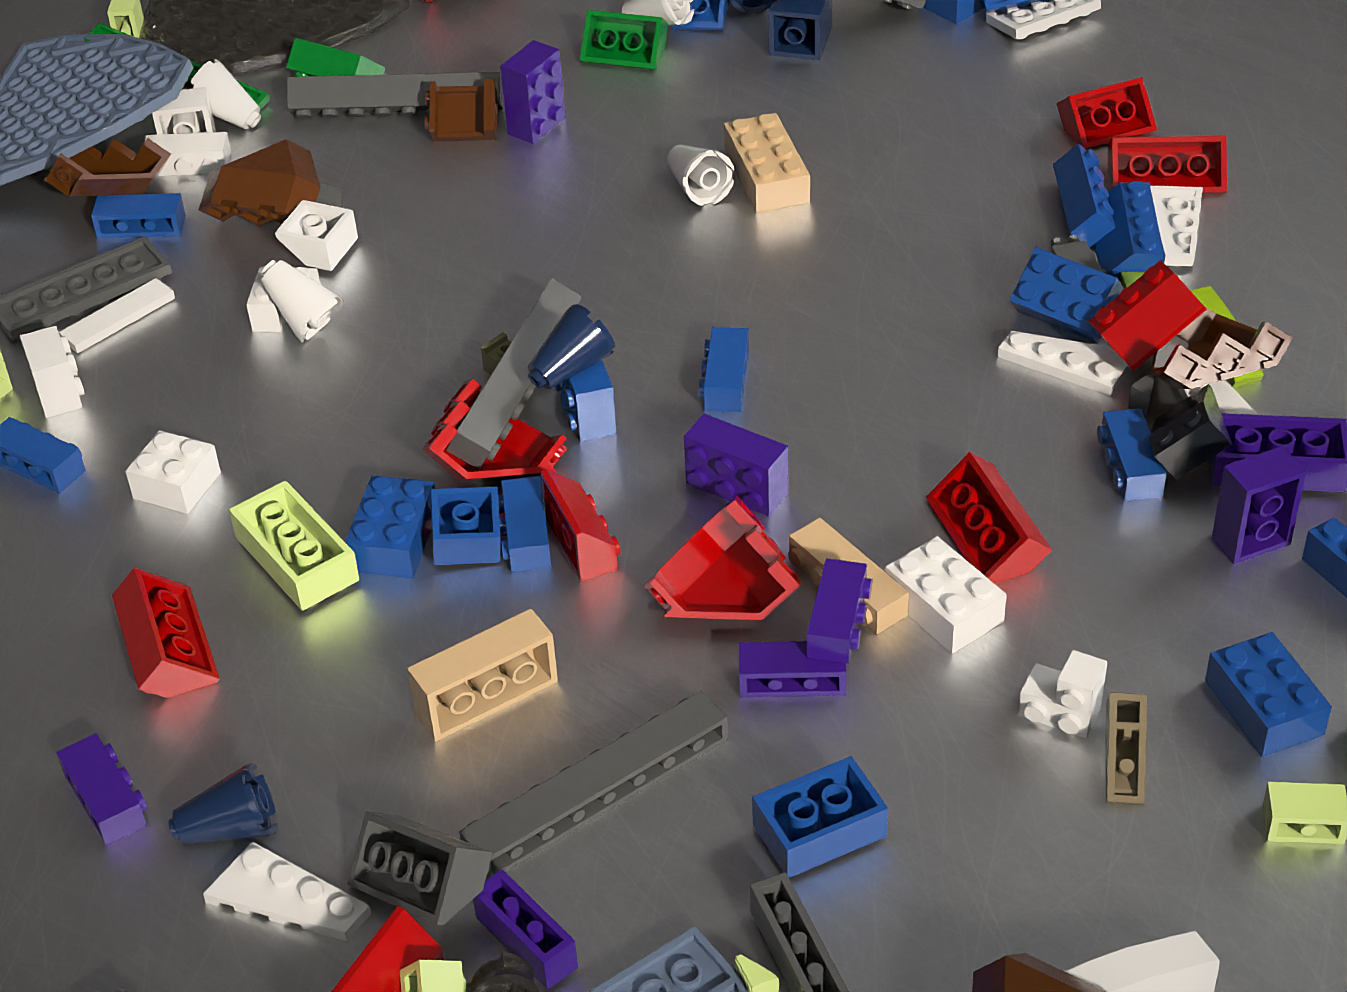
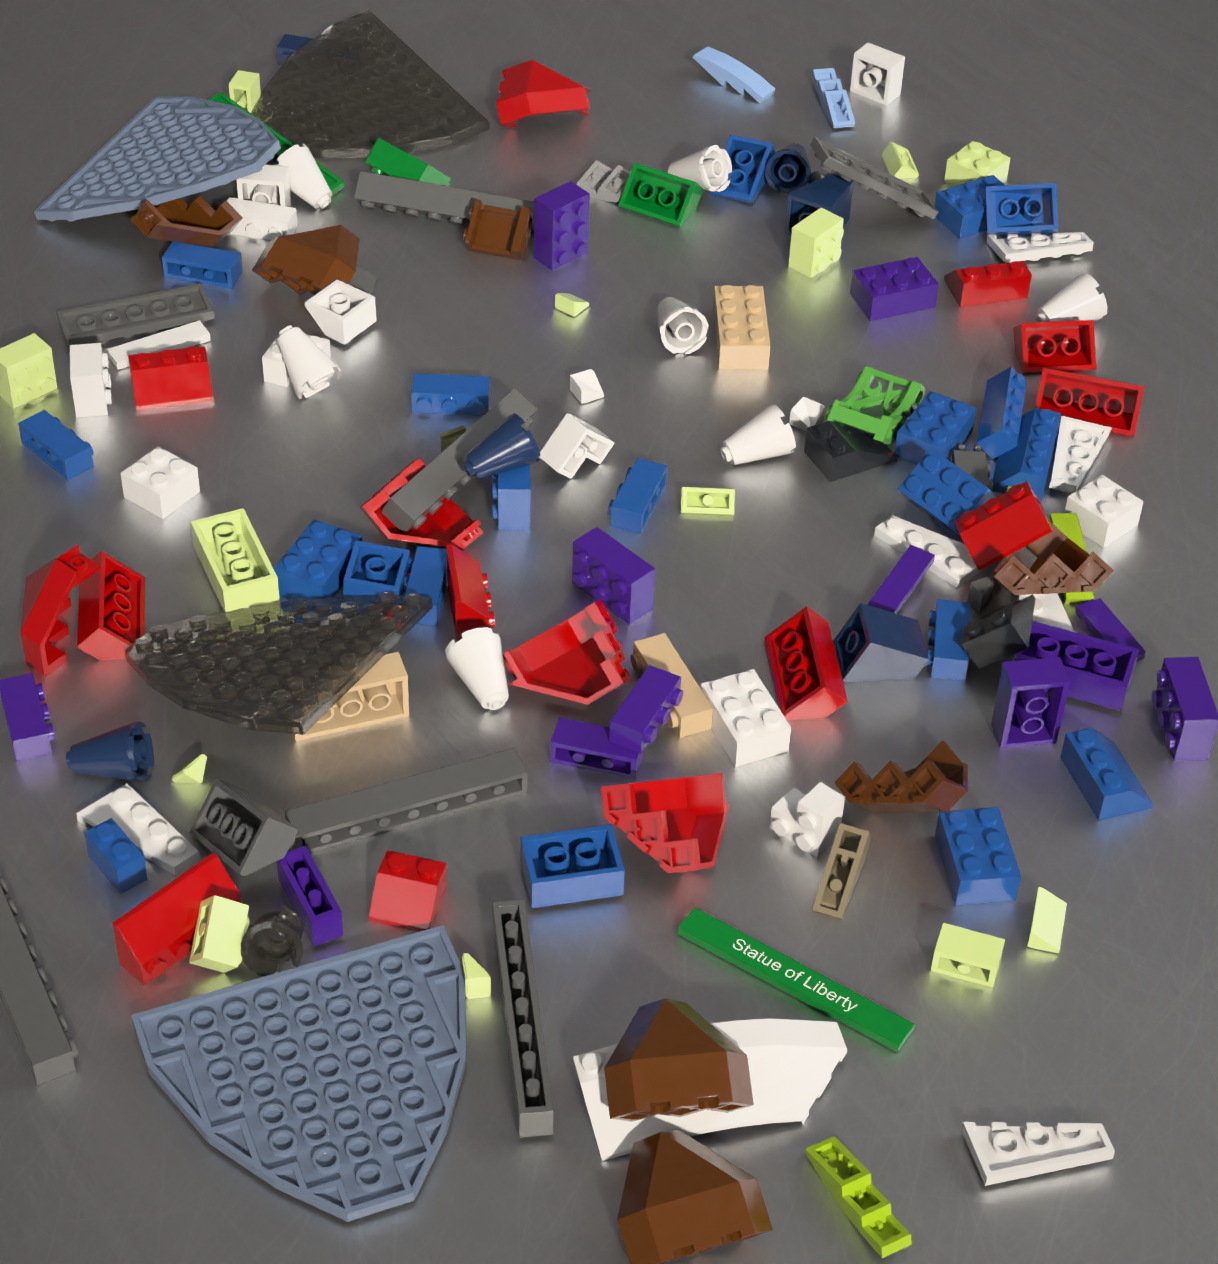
camera: 10 degrees right, 0 degrees up
(86, 642) = (44, 601): none -> red panel
(144, 349) = (170, 378): none -> slope
(270, 936) = (116, 855): none -> blue brick
(325, 808) = (192, 771): none -> yellowish green slope
(385, 655) = (274, 661): none -> clear smoke piece
(473, 301) = (450, 394): none -> blue brick
(563, 37) = (604, 182): none -> light grey slope
(567, 175) = (570, 304): none -> yellowish green slope
(620, 261) = (585, 386): none -> white slope
(625, 604) = (480, 666): none -> white cone
(636, 325) = (572, 444): none -> white brick
(638, 894) = (408, 891): none -> slope
(803, 358) = (707, 501): none -> yellowish green slope
(813, 56) = (816, 242): none -> yellowish green brick
(837, 277) = (759, 439): none -> white cone
(874, 241) = (806, 413): none -> white slope
(913, 88) = (894, 288): none -> dark purple brick
(913, 732) = (671, 818): none -> red panel
(930, 270) = (844, 450): none -> black slope
(968, 233) = (862, 396): none -> bright green fence
(1010, 63) = (989, 283): none -> red slope
(1017, 227) = (935, 424): none -> blue brick
(1049, 410) = (902, 580): none -> dark purple tile
(1061, 478) = (879, 646): none -> dark blue slope
(1111, 63) = (1075, 302): none -> white cone
(1124, 890) = (796, 979): none -> green tile
(1180, 626) = (927, 788): none -> reddish brown panel
(1236, 275) = (1104, 510): none -> white brick
(1286, 399) = (1106, 625): none -> dark purple tile

